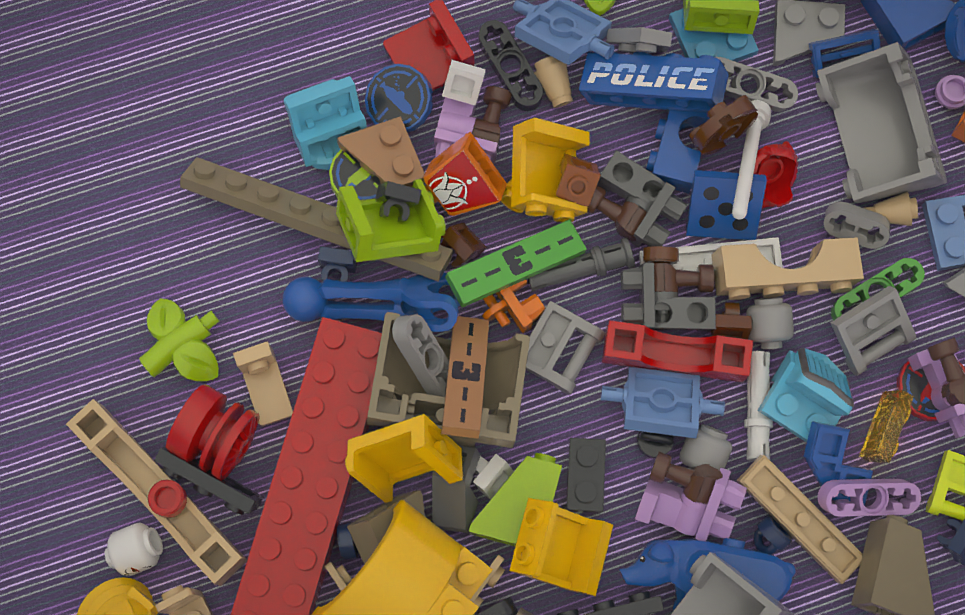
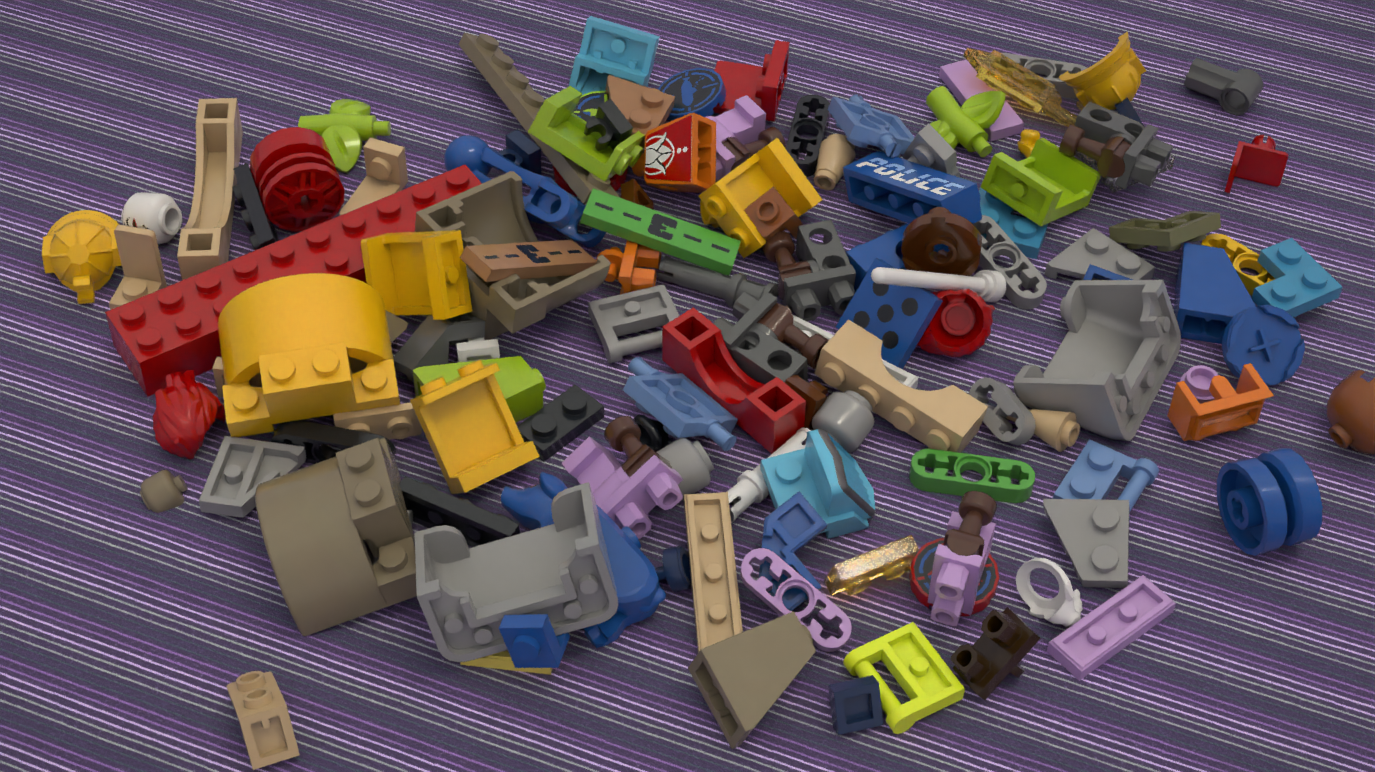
camera: 40 degrees right, 30 degrees down
(167, 498) = (213, 198): red tile -> none
(413, 340) = (506, 201): light grey beam -> none
(463, 82) = (748, 96): white tile -> none
(661, 254) = (799, 307): reddish brown tile -> none
(868, 323) = (932, 473): light grey plate -> none

